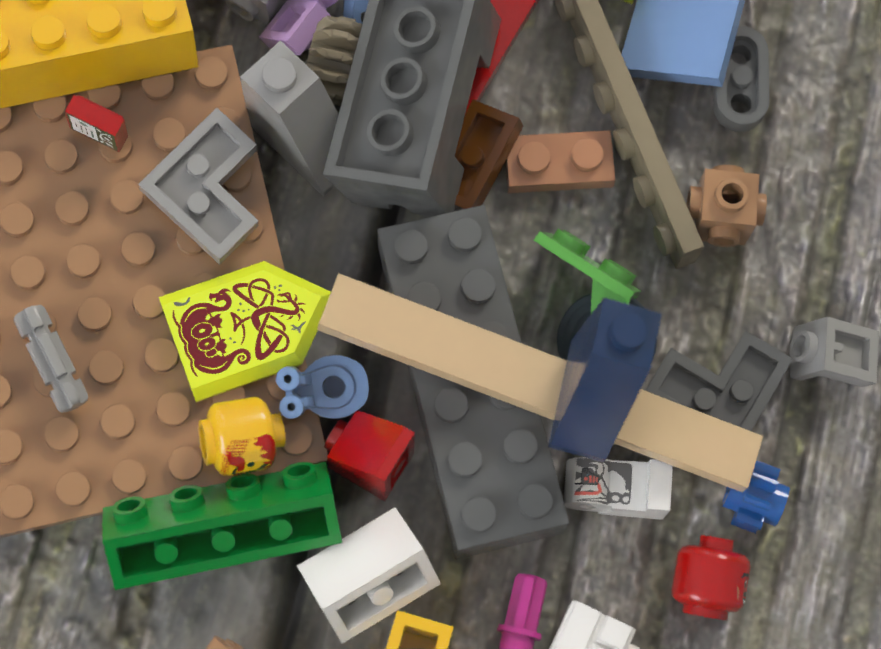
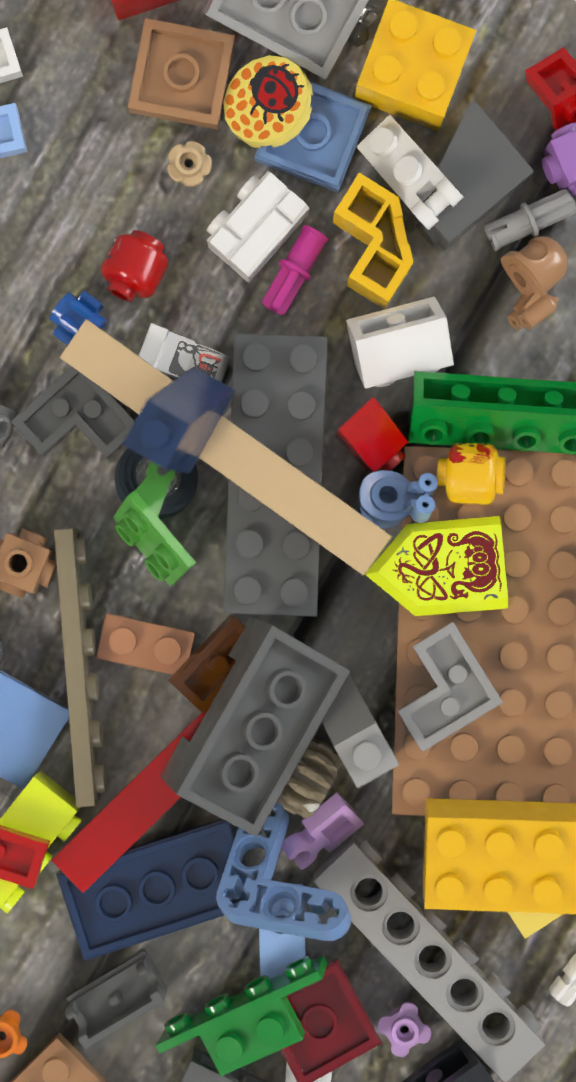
camera: 150 degrees left, 15 degrees up
(96, 122) = (524, 765): red tile -> none

